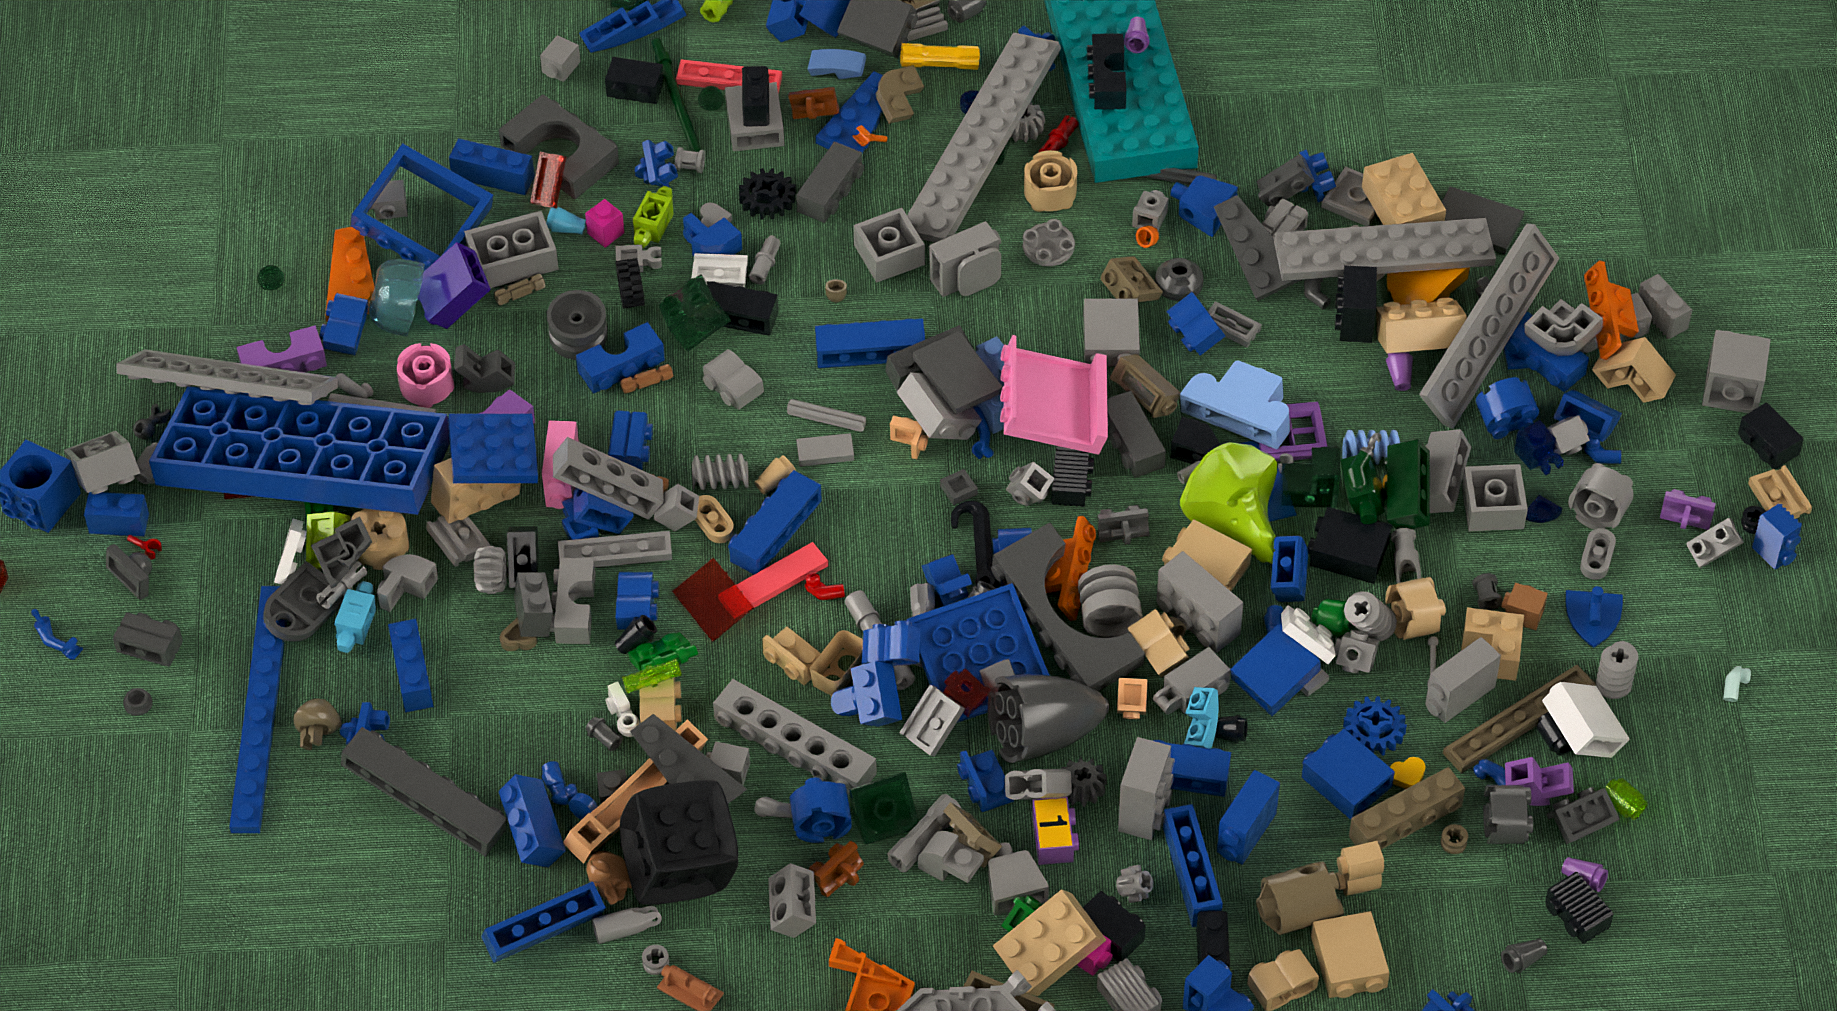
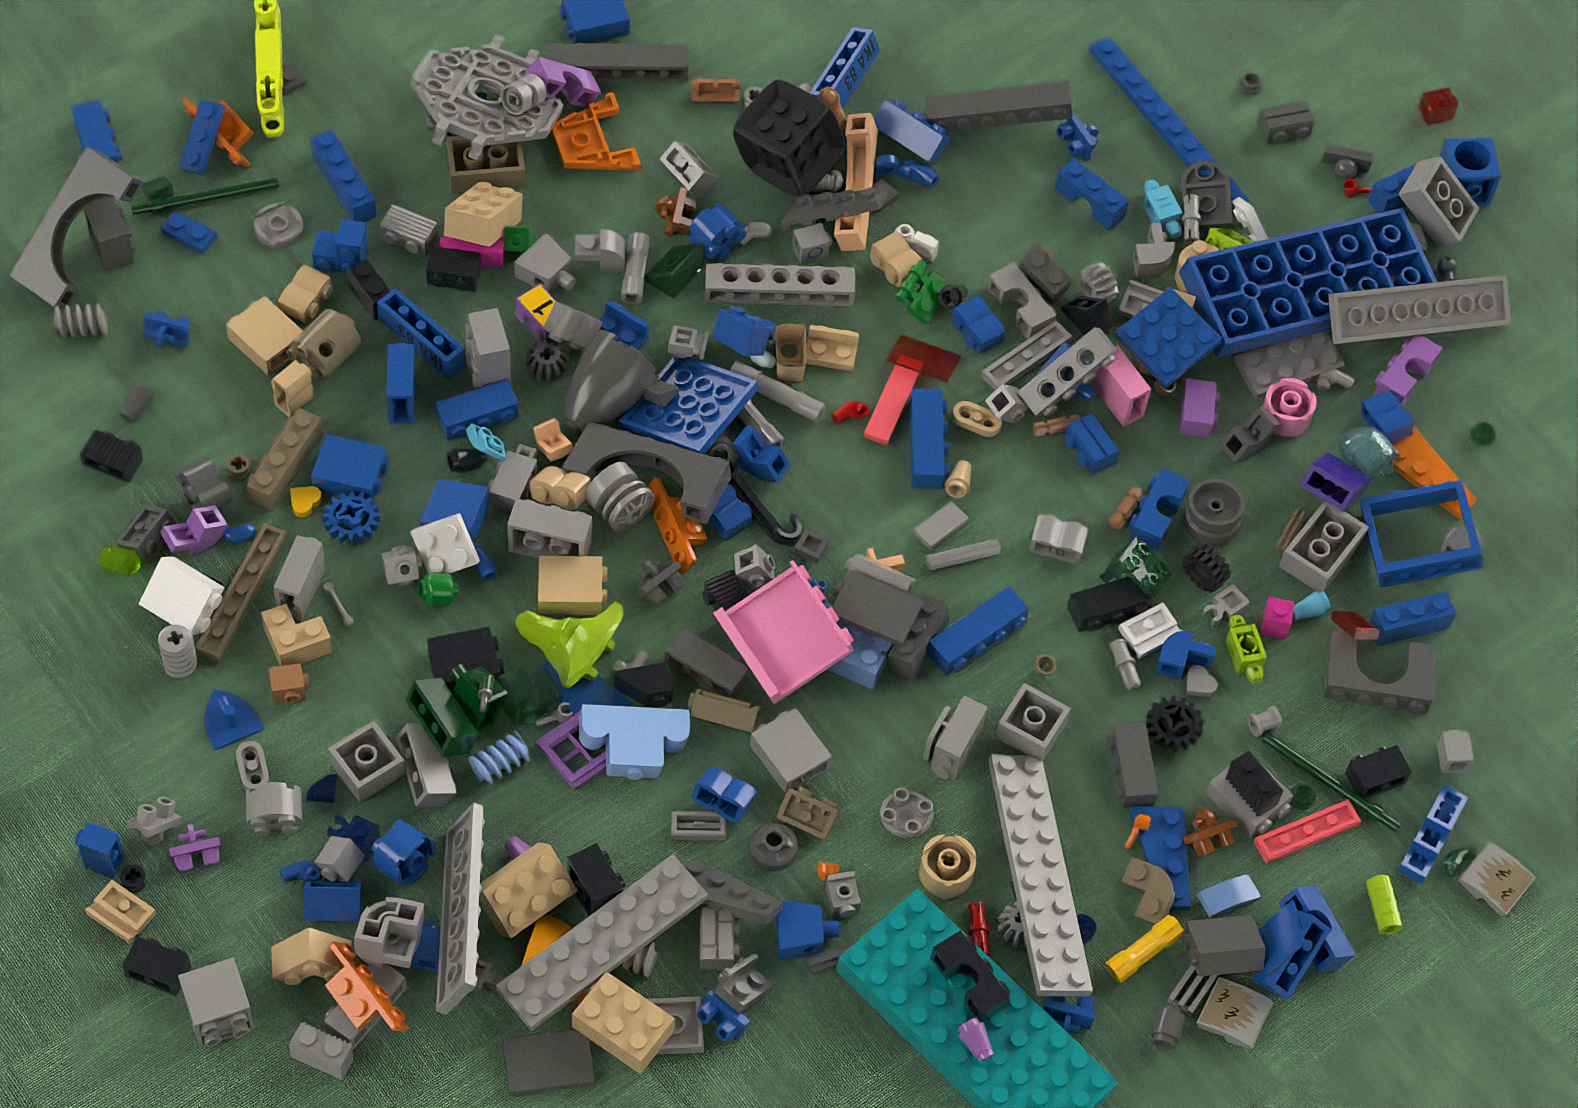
camera: 140 degrees right, 5 degrees up
(44, 629) = (1363, 100): blue piece -> none
(314, 720) = (1118, 124): dark tan piece -> none
(342, 550) = (1207, 226): dark grey slope -> none
(597, 728) = (919, 222): dark grey pin -> none
(633, 681) = (911, 255): clear neon green pin -> none
(653, 165) = (1284, 693): blue hips -> none
(720, 471) = (1000, 453): light grey piece -> none
(892, 644) = (754, 361): blue brick -> none
(970, 700) = (675, 365): clear red brick -> none
(972, 833) = (597, 270): dark tan bracket -> none
(1134, 883) = (456, 304): light grey gear -> none
(1289, 569) = (497, 602): blue brick -> none
(1370, 615) = (404, 588): light grey piece -> none
(1406, 556) = (407, 673): light grey piece -> none
(1415, 608) = (375, 621): tan brick -> none
(1487, 591) = (326, 681): dark grey bush -> none
(1592, 873) = (119, 486): medium lavender cone -> none
(1733, 681) = (80, 712): light aqua arm -> none

